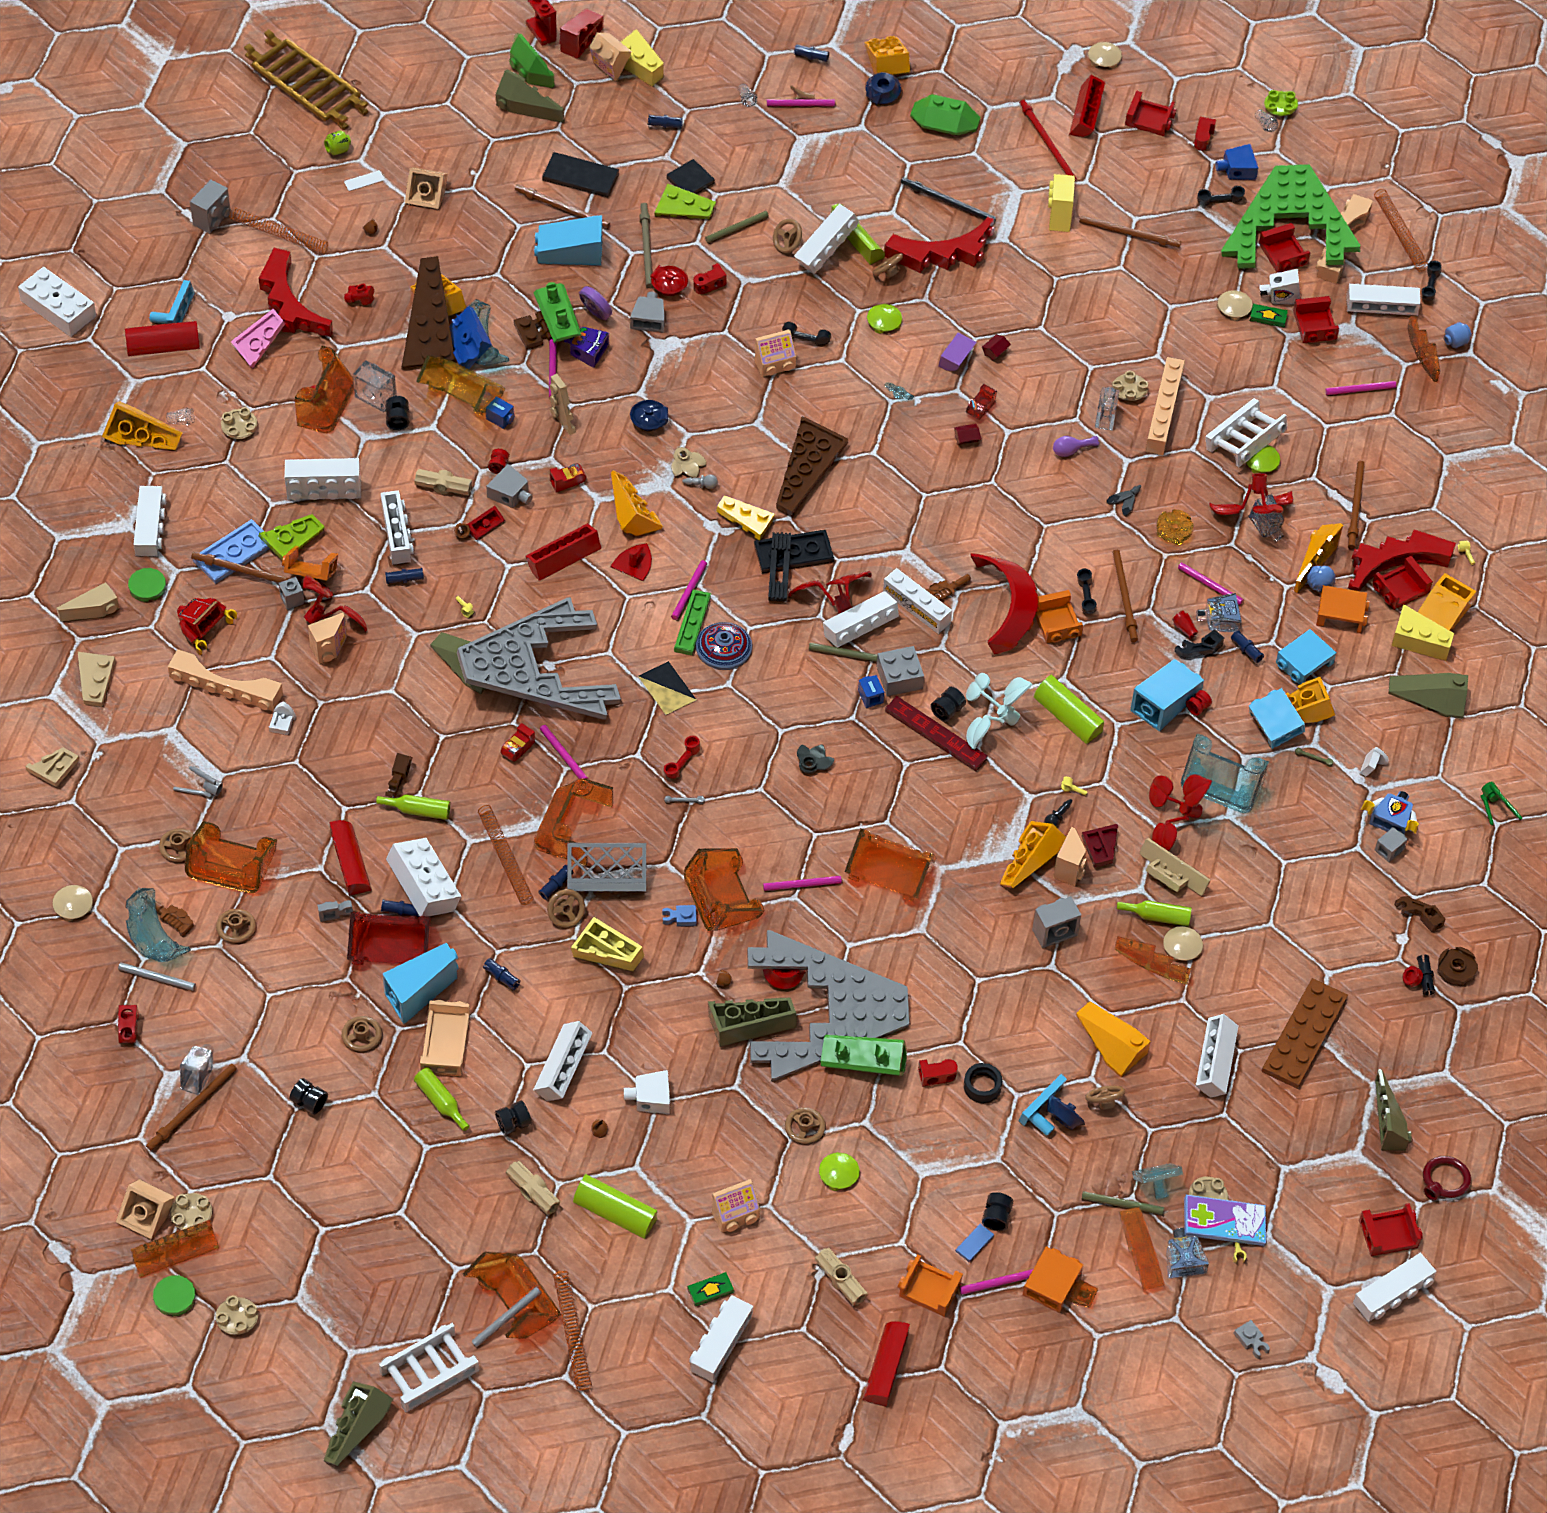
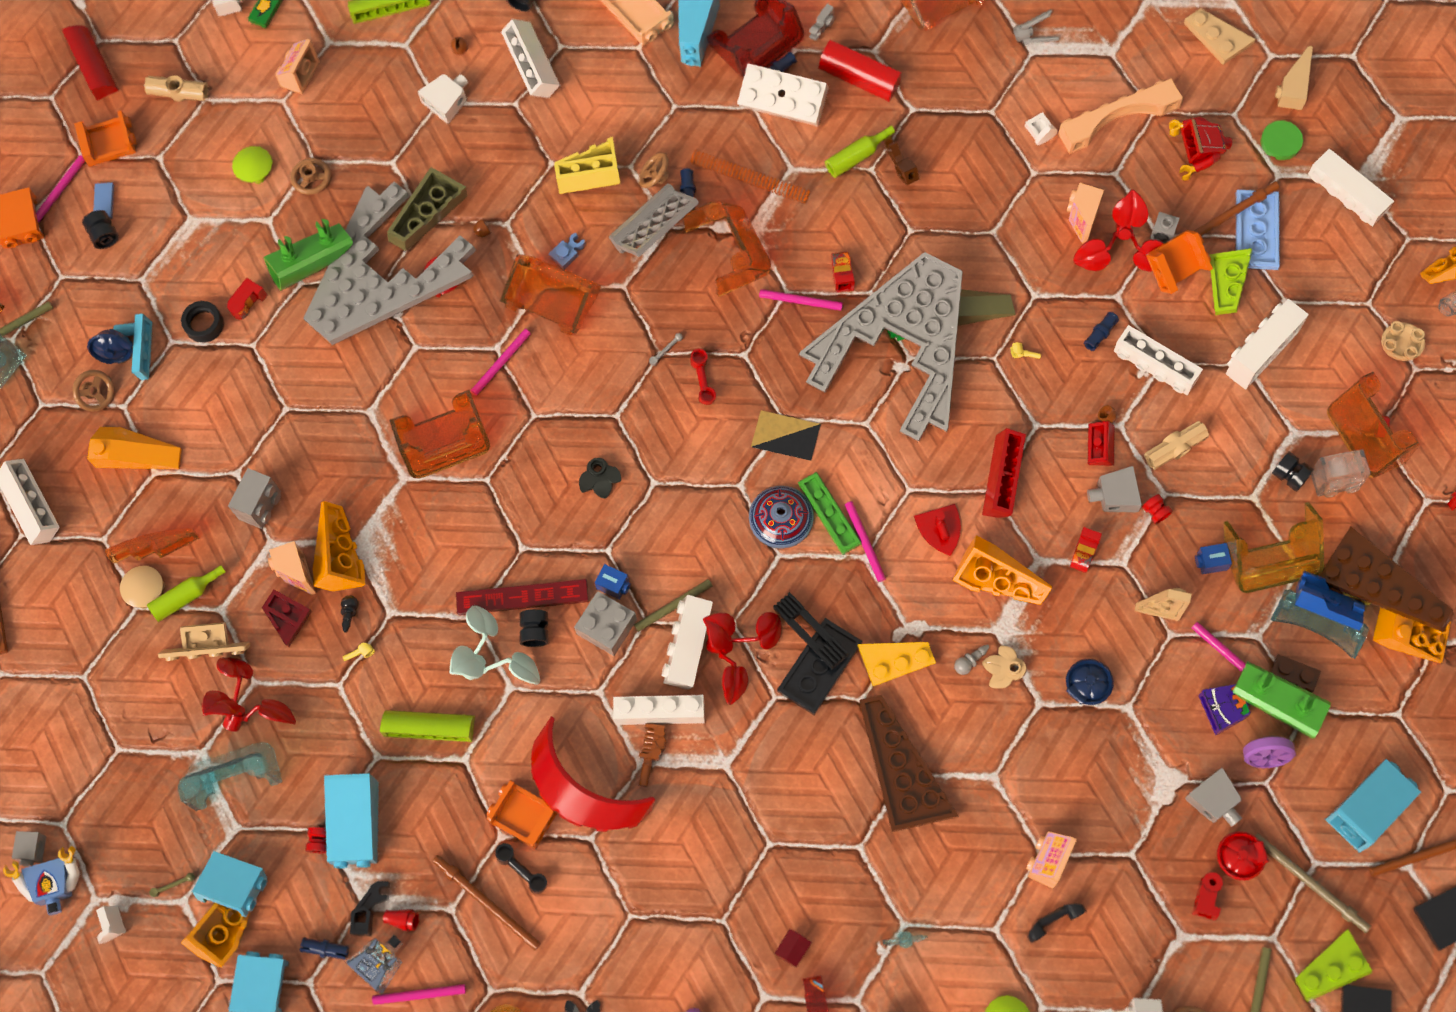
camera: 145 degrees right, 15 degrees up
(501, 974) = (649, 86): dark blue pin -> none

